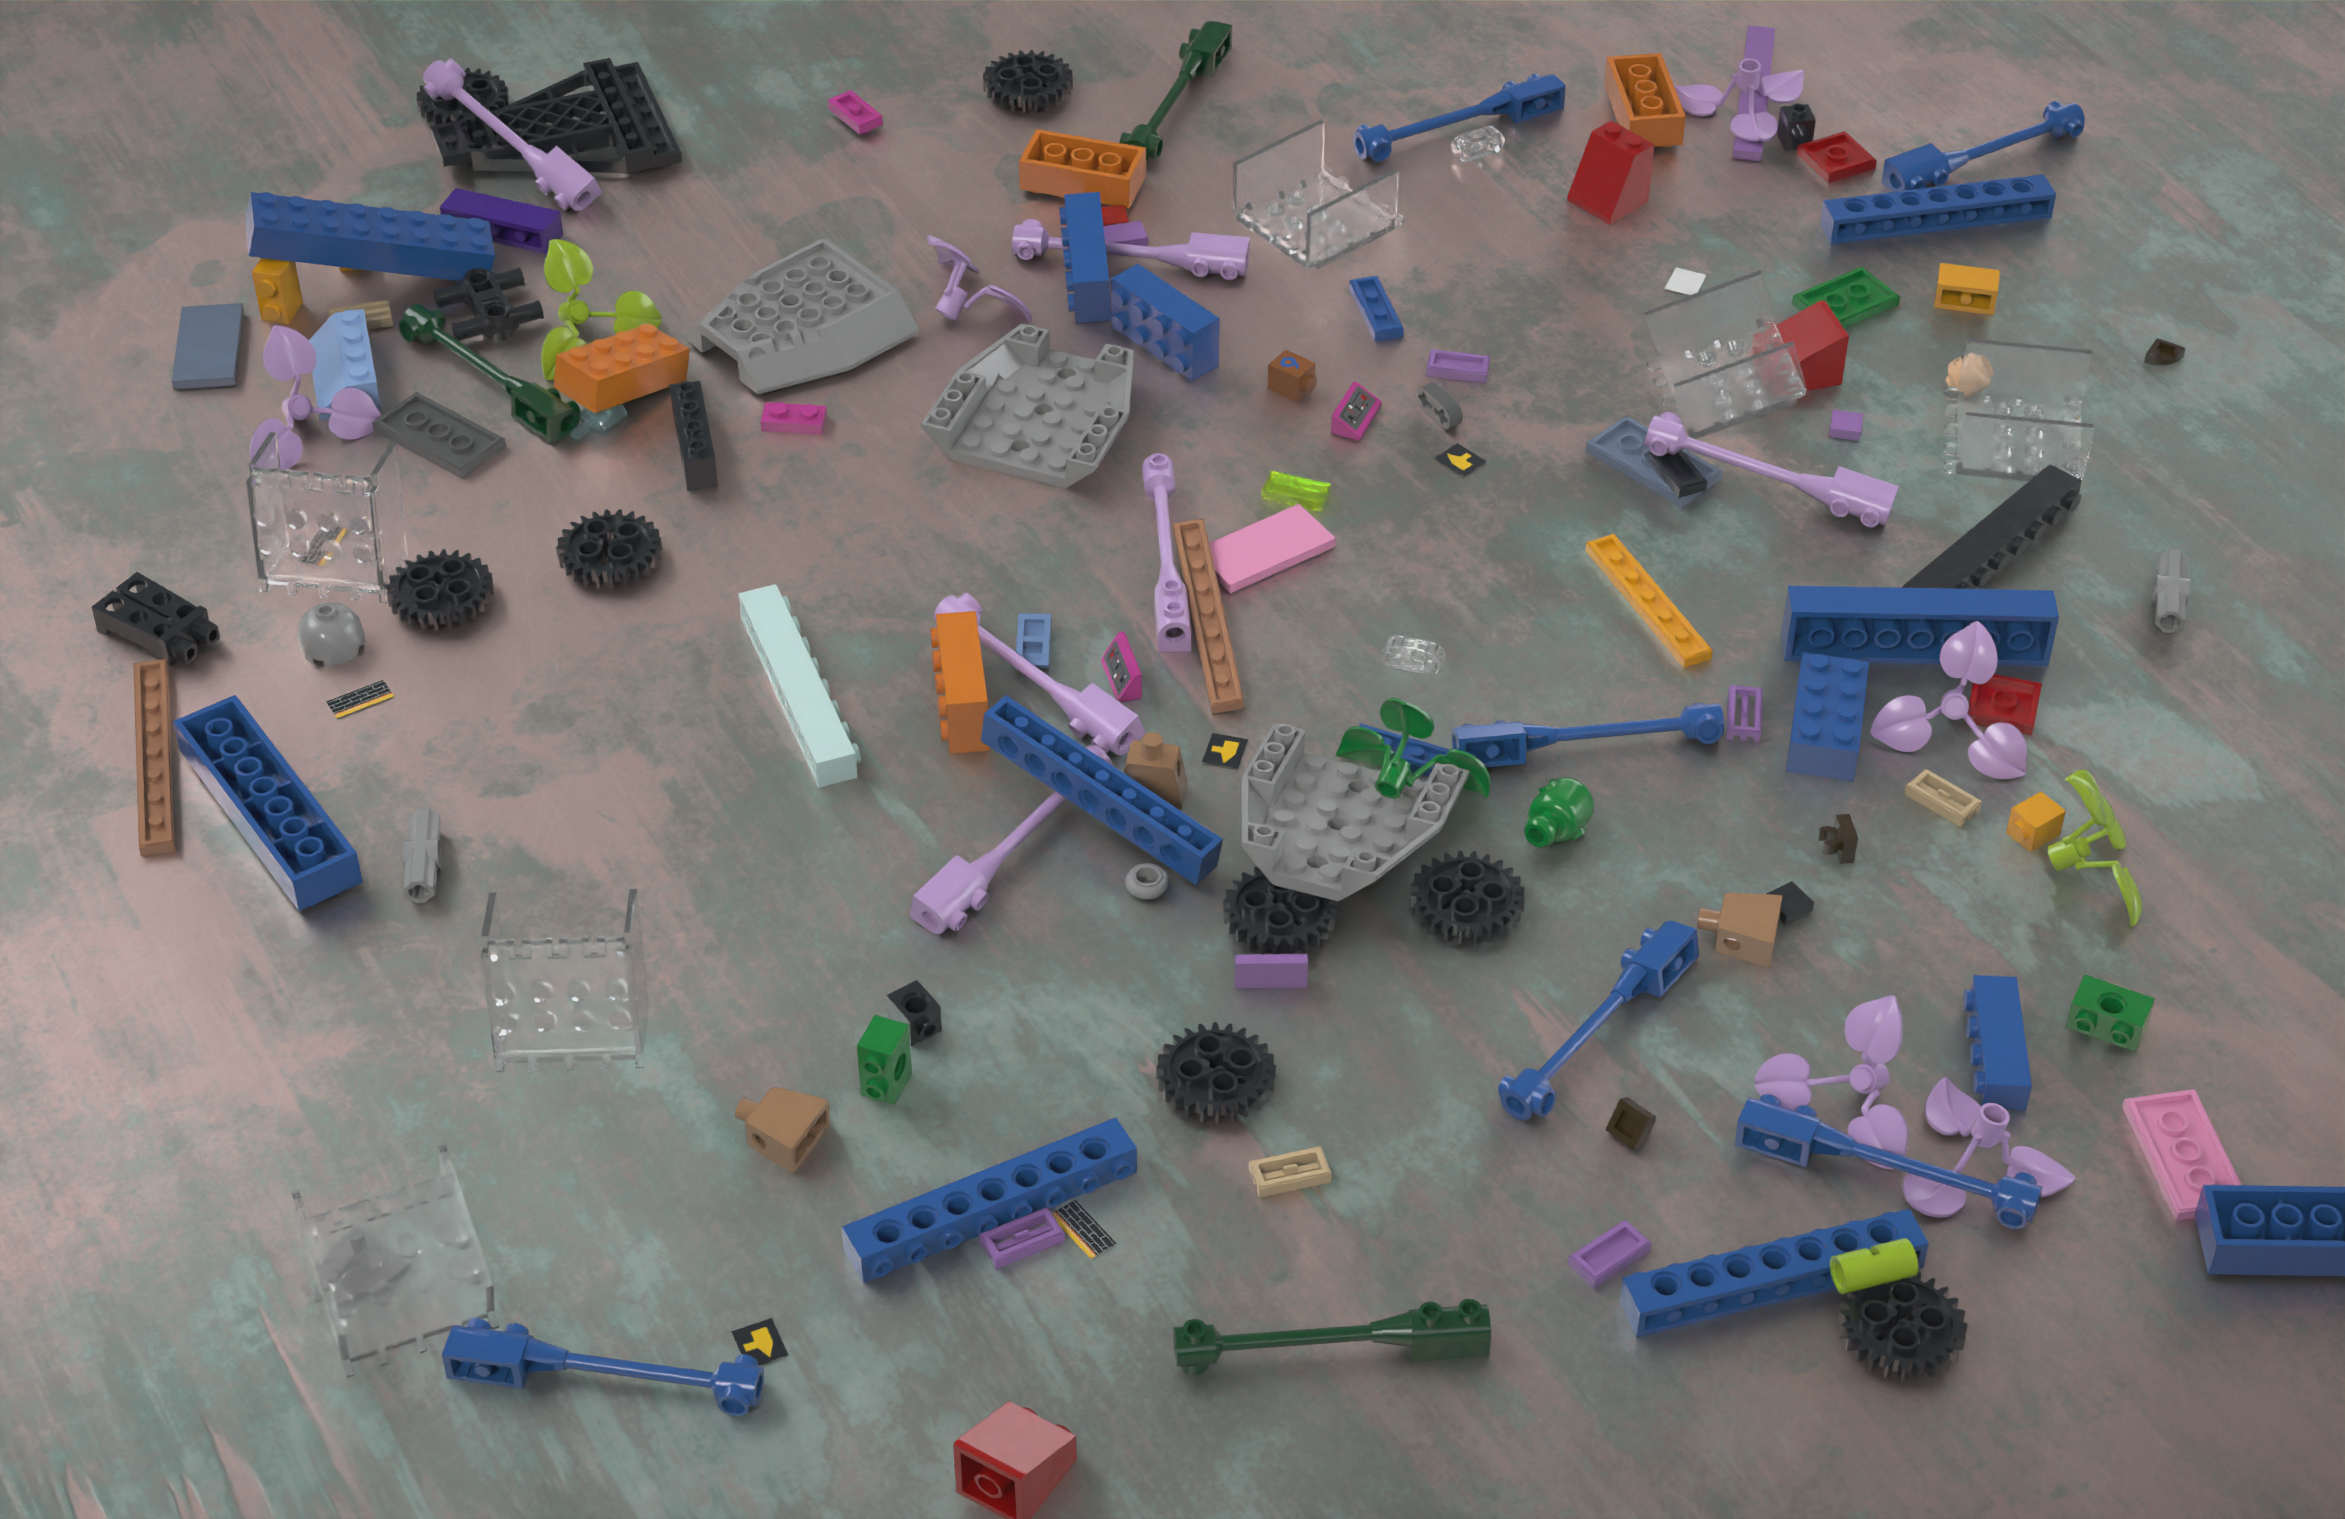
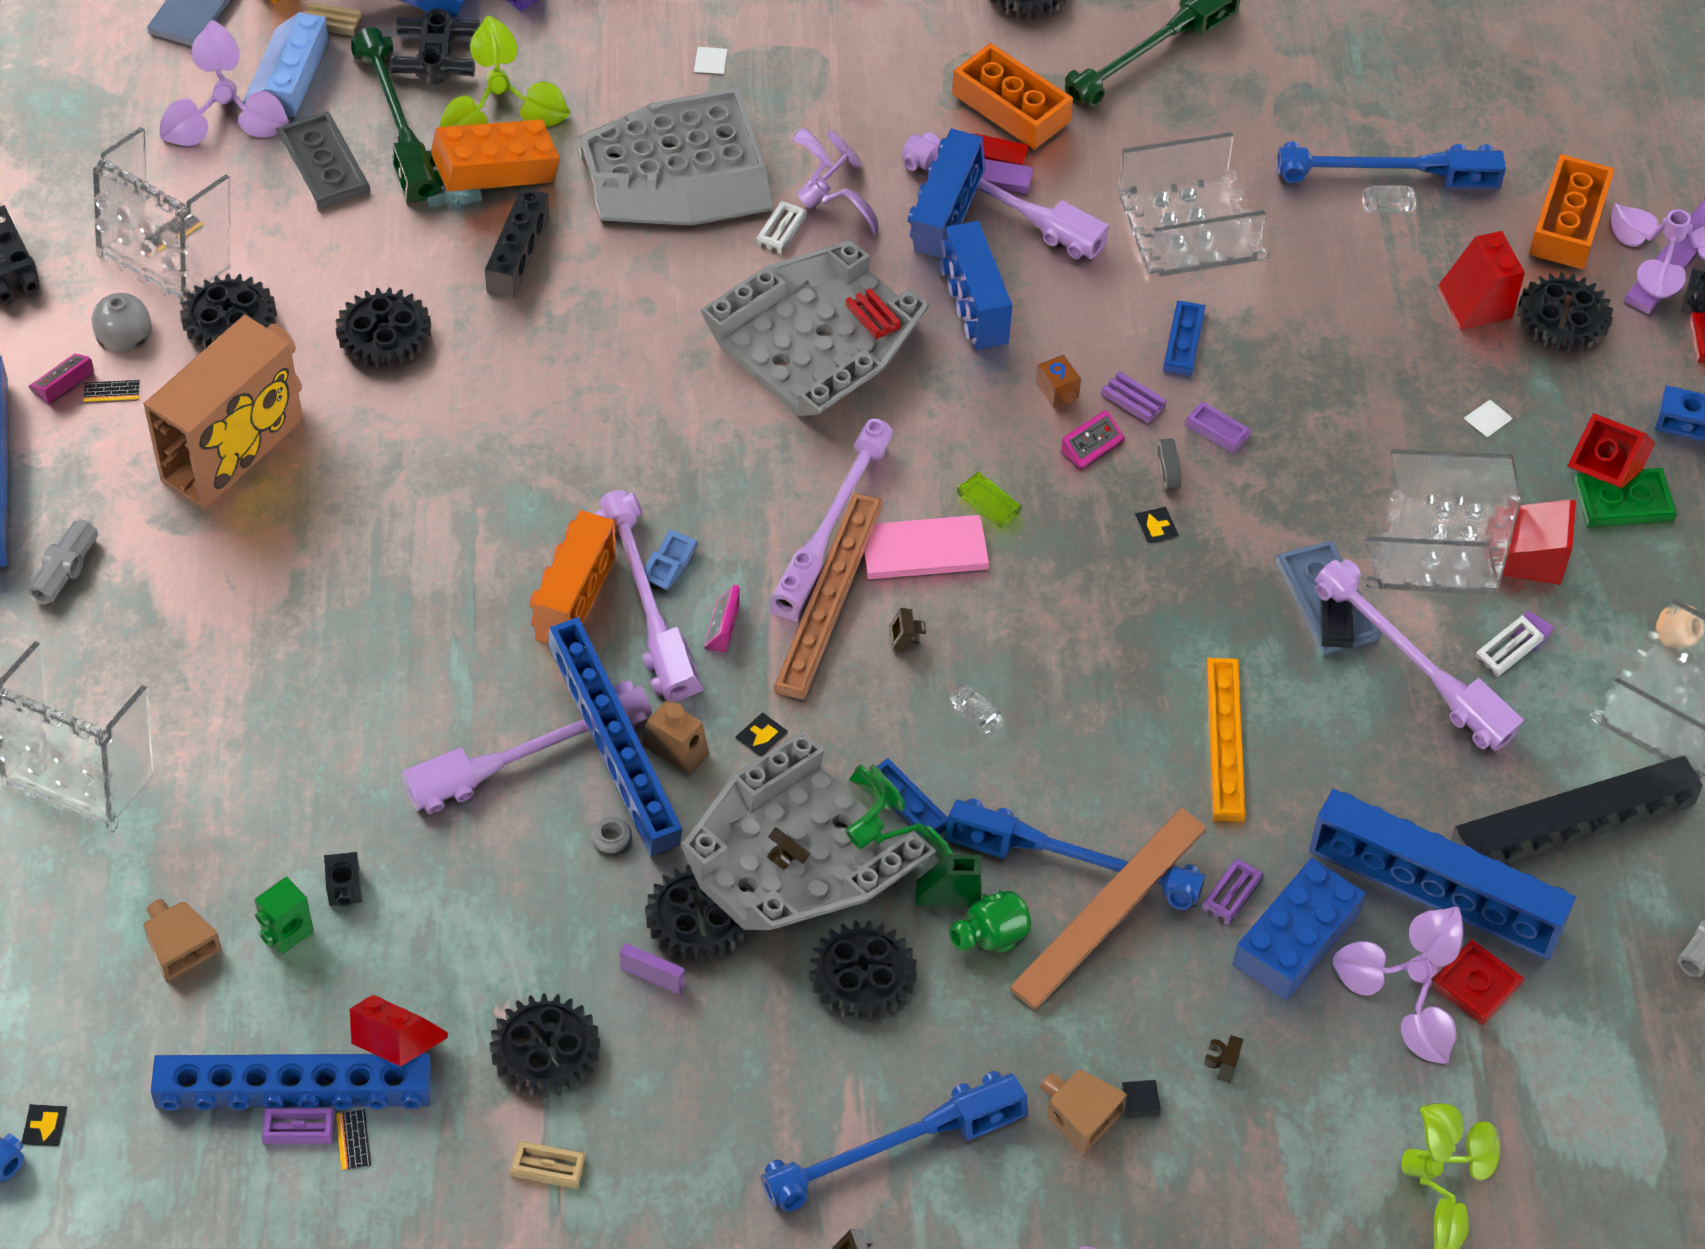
camera: 25 degrees right, 10 degrees up
(301, 702) = (62, 377): none -> dark pink slope
(515, 656) = (225, 410): none -> nougat brick
(767, 235) = (710, 60): none -> white sticker
(793, 418) = (614, 256): dark pink plate -> none
(798, 686) = (449, 524): light aqua brick -> none
(938, 357) = (773, 242): none -> white tile
(1067, 1108) = (392, 1030): none -> red slope
(1084, 376) = (876, 306): none -> red tile
(1299, 616) = (905, 630): none -> dark brown tile
(1335, 815) = (785, 849): none -> dark brown tile
(1366, 368) = (1136, 395): none -> medium lavender tile
(1497, 793) = (951, 882): none -> dark green slope
(1651, 764) = (1107, 909): none -> nougat tile
(1694, 178) = (1586, 318): none -> black gear
(1814, 262) = (1611, 451): none -> red slope
(1831, 459) = (1491, 662): none -> white tile
(1941, 799) = (1363, 1077): tan tile -> none
(2035, 821) = (1406, 1117): light orange brick -> none

